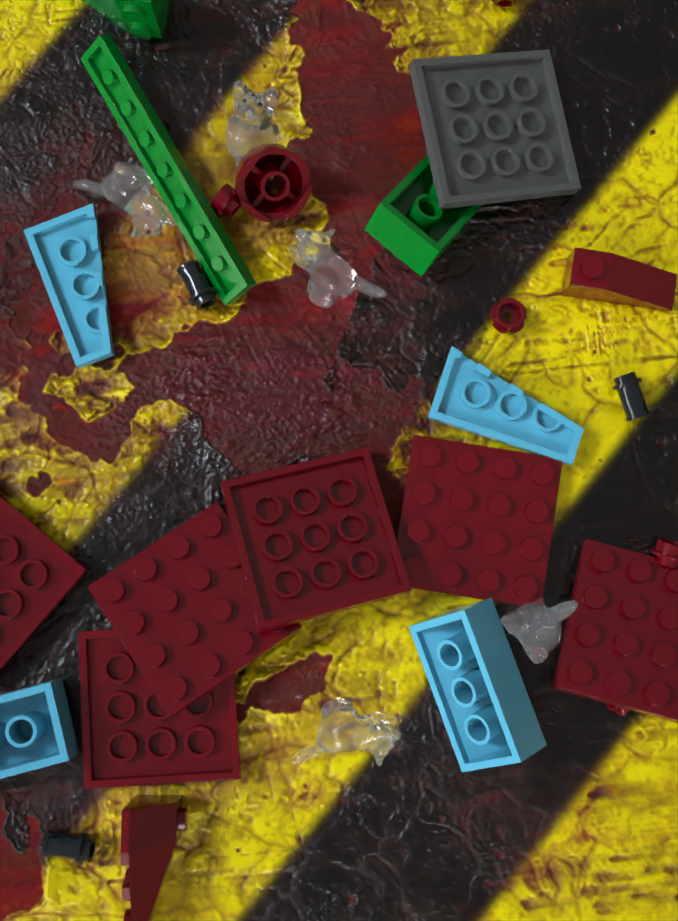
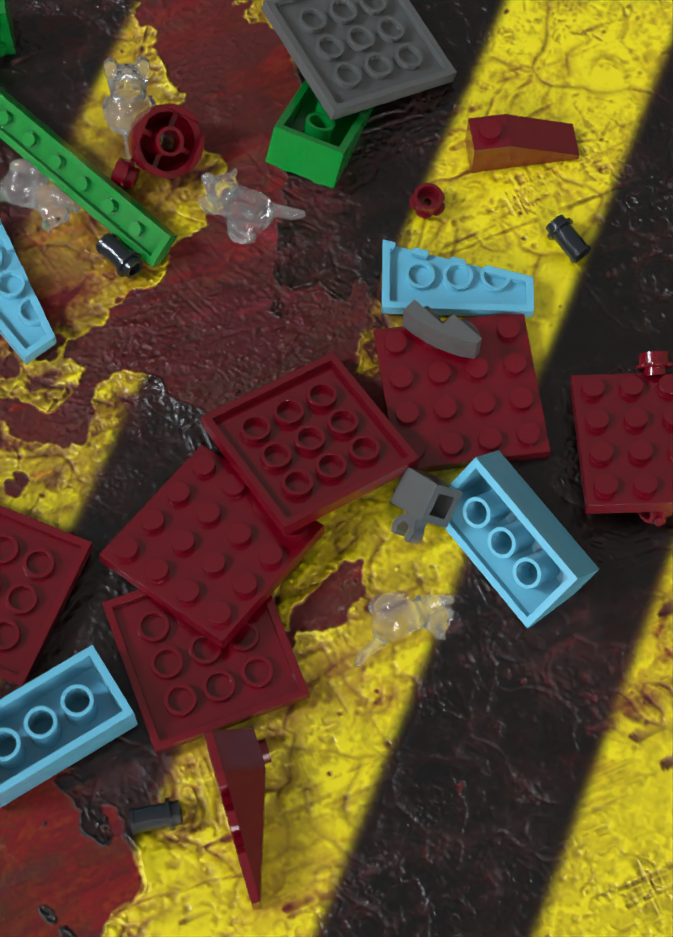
camera: 20 degrees left, 15 degrees down
(404, 628) = (425, 501): none -> dark grey brick
(486, 473) = (451, 336): none -> dark grey slope
(538, 626) = (549, 453): clear animal -> none

